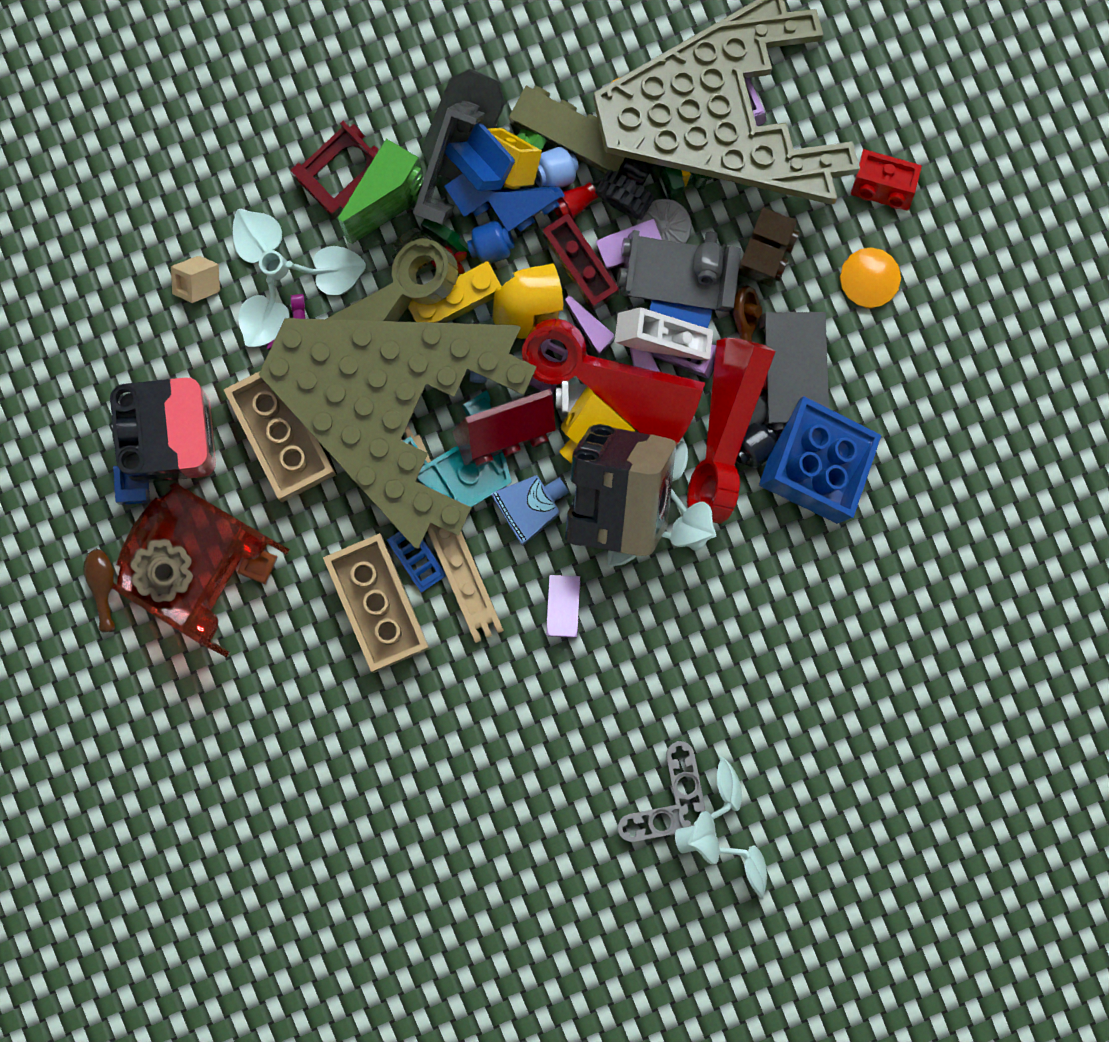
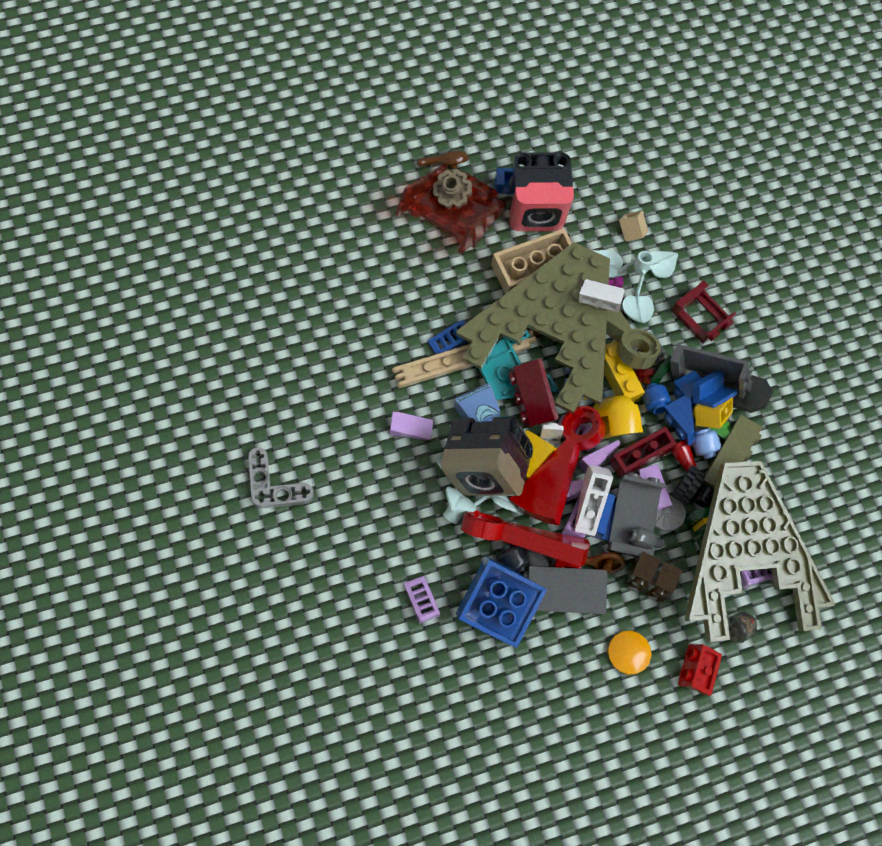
camera: 80 degrees right, 15 degrees down
(259, 568) = (450, 248): dark orange tile -> none
(352, 329) = (601, 295): none -> white panel
(376, 603) = (422, 309): tan brick -> none
(383, 192) = (690, 319): bright green slope -> none
(703, 836) = (244, 491): light aqua plant -> none
(824, 122) = (741, 627): none -> clear smoke head
(845, 560) = (434, 613): none -> lavender slope

